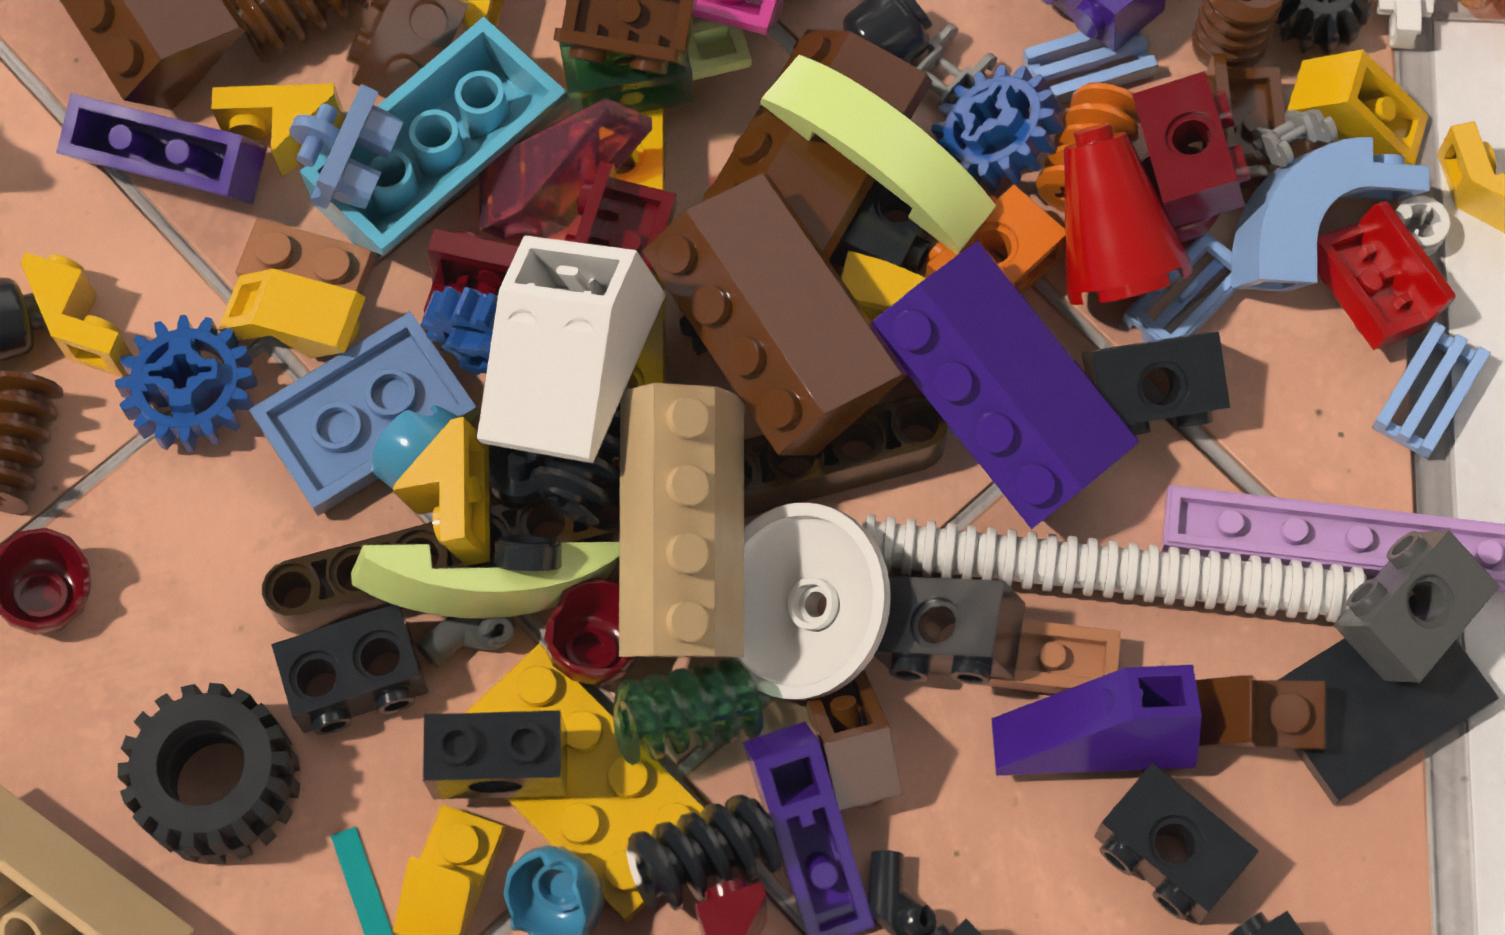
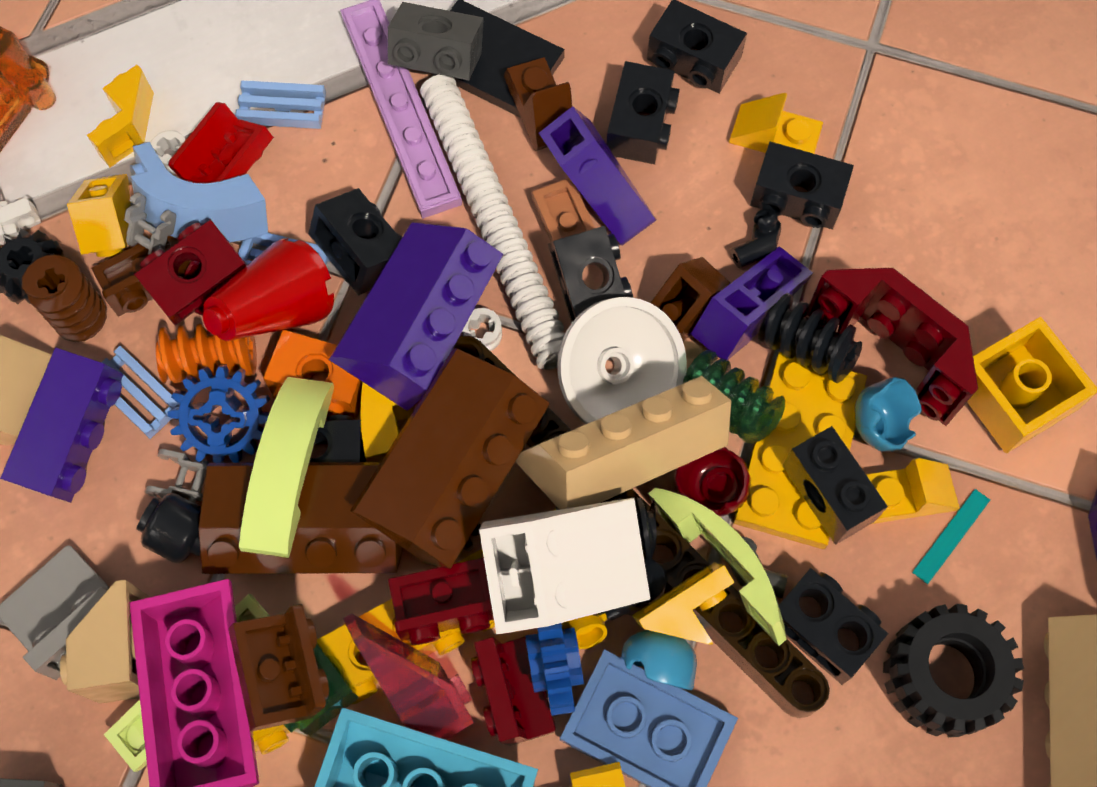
camera: 120 degrees left, 0 degrees up
(528, 553) = (699, 534): black tile -> none
(960, 500) = (484, 315): none -> white bush

